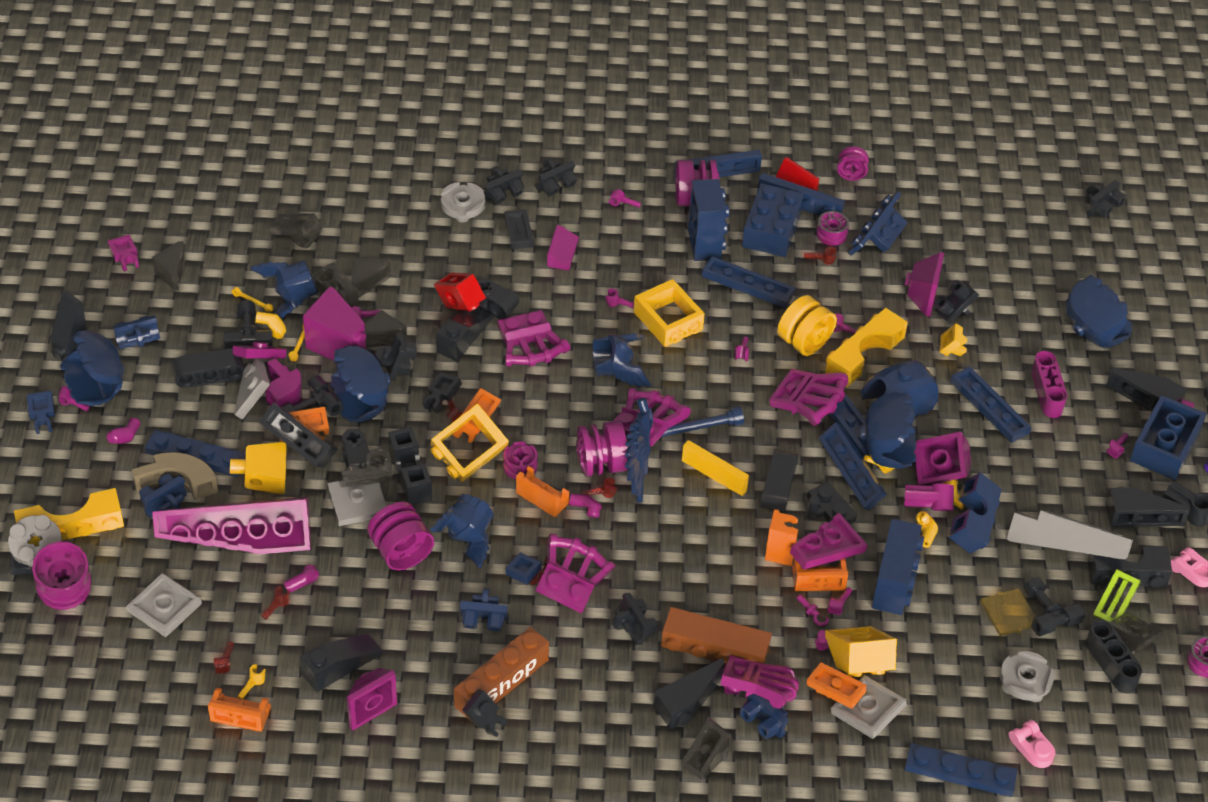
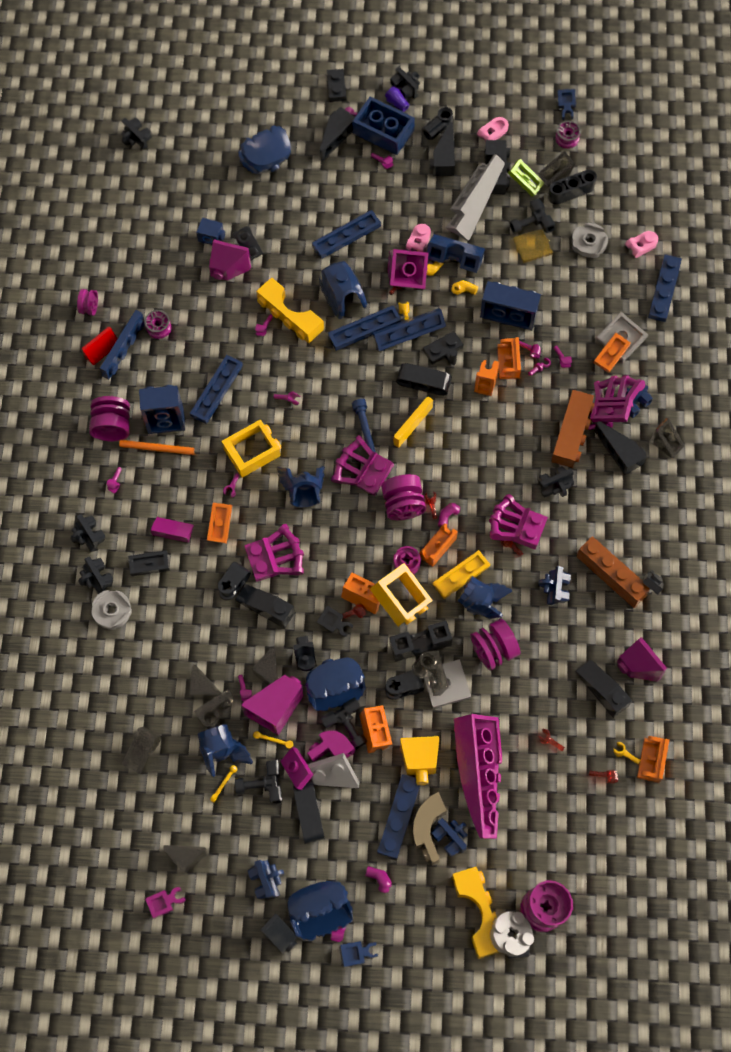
camera: 85 degrees left, 20 degrees up
(164, 605) = (559, 826): light grey plate -> none
(274, 323) = (257, 760): yellow arm -> none
(298, 436) = (399, 724): black slope -> none
(308, 576) = (524, 715): magenta arm -> none
(460, 291) = (233, 605): red brick -> none
(507, 521) = (460, 574): none -> yellow tile
(523, 568) = (513, 558): dark blue plate -> none
(569, 284) = (219, 522): none -> orange hinge
(639, 448) = (401, 468): dark blue animal -> none
(668, 234) = (156, 447): none -> orange bar
(732, 163) = (81, 411): dark blue plate -> none
(773, 220) = (149, 364): dark blue brick -> none
(797, 390) = (339, 363): magenta plate -> none
(807, 325) = (275, 346): yellow wheel -> none
(827, 257) = (186, 333): clear red hand -> none
(830, 543) = (490, 347): magenta wing -> none
(862, 650) = (578, 335): yellow slope -> none
(883, 227) = (158, 290): dark blue bracket -> none
(891, 431) = (391, 294): dark blue animal -> none
(937, 497) = (440, 276): magenta piece -> none
(952, 341) = (283, 252): yellow tile -> none
(971, 269) = (209, 231): none -> dark blue brick
(1007, 482) = (421, 234): none -> bright pink plate
(1049, 384) = (328, 194): magenta beam -> none

